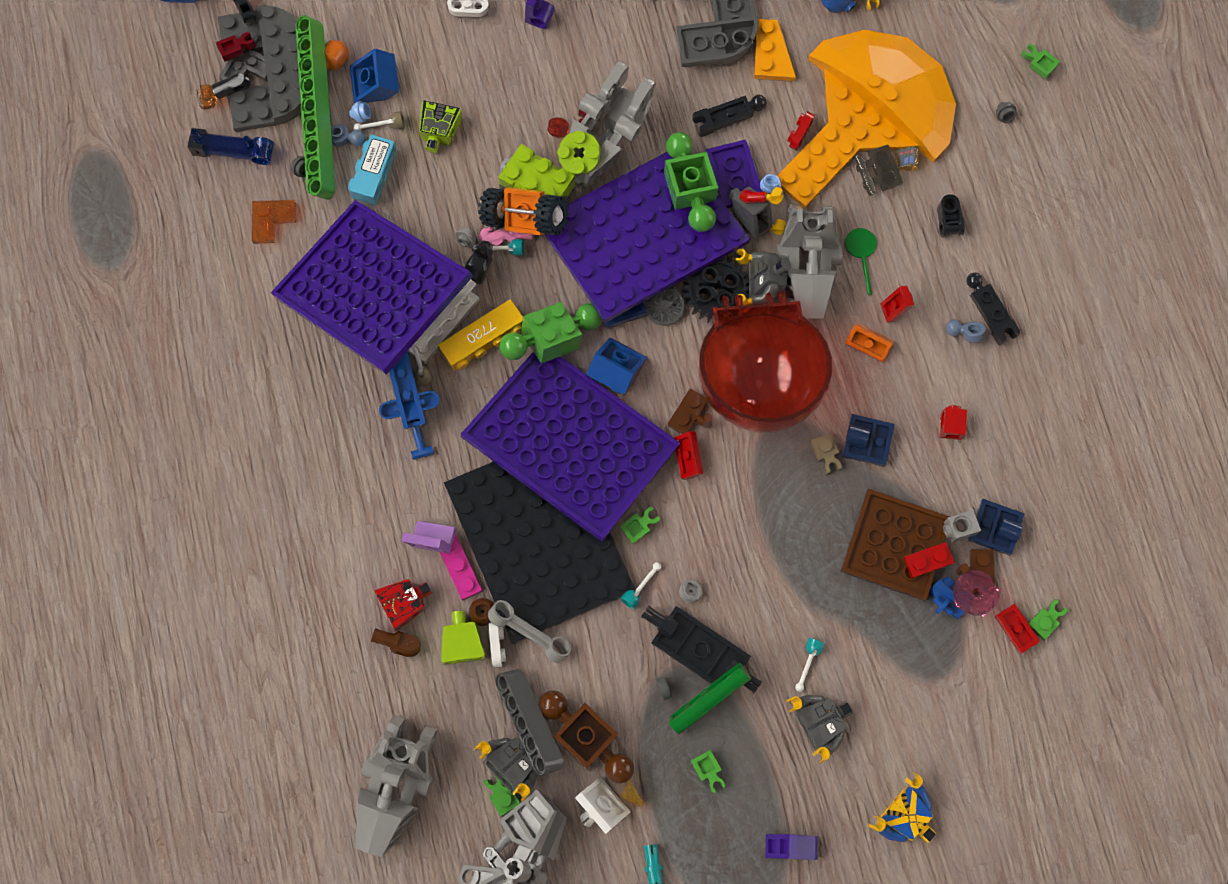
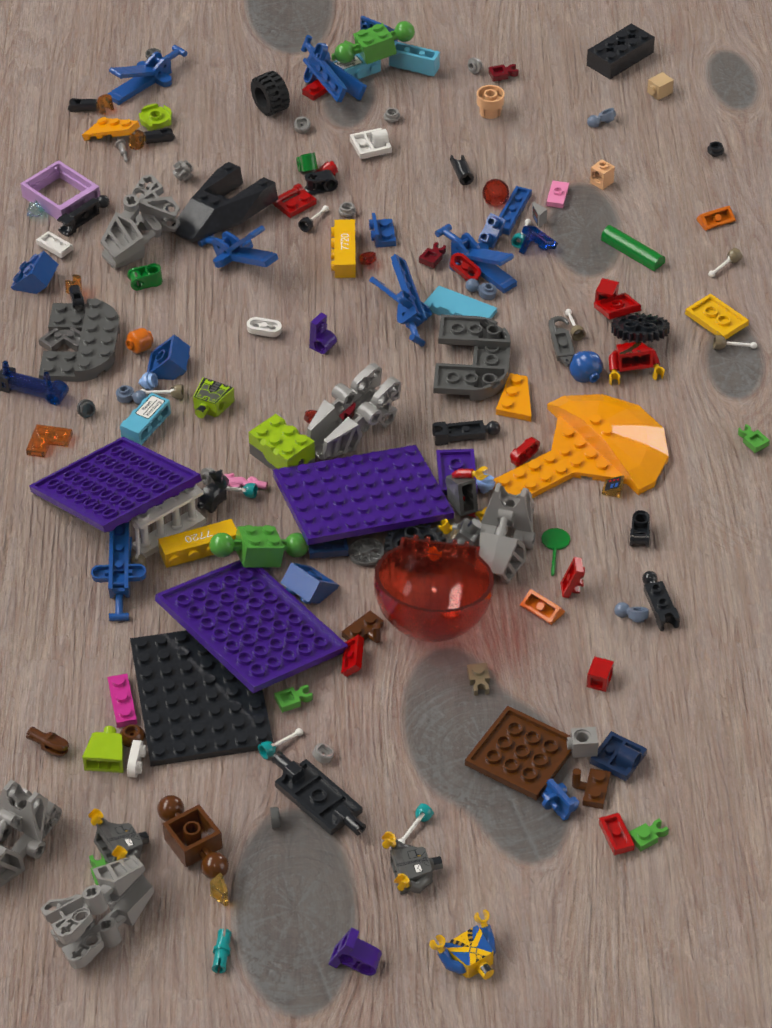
camera: 15 degrees right, 30 degrees down
(208, 93) = (24, 352): black piece -> none
(232, 47) = (58, 320): dark red plate -> none
(315, 108) = (111, 368): bright green beam -> none
(402, 601) = (64, 713): red torso -> none
(431, 537) = (102, 672): medium lavender panel -> none
(523, 211) = (262, 457): plate -> none
(529, 631) = (187, 770): light grey piece -> none
(529, 722) = (145, 813): dark grey beam -> none
(591, 151) = (317, 415): lime plate -> none
(601, 806) = (189, 888): white tile -> none
(691, 181) = (413, 460): bright green brick -> none
(706, 768) = (296, 884): bright green plate -> none
(709, 698) = (312, 825): green brick -> none
(868, 440) = (518, 673): dark blue plate -> none
(884, 167) = (591, 489): clear smoke plate -> none
(928, 560) = (547, 764): red plate -> none
(967, 601) = (584, 801): clear pink plate -> none
(1006, 112) = (712, 468): dark grey plate -> none

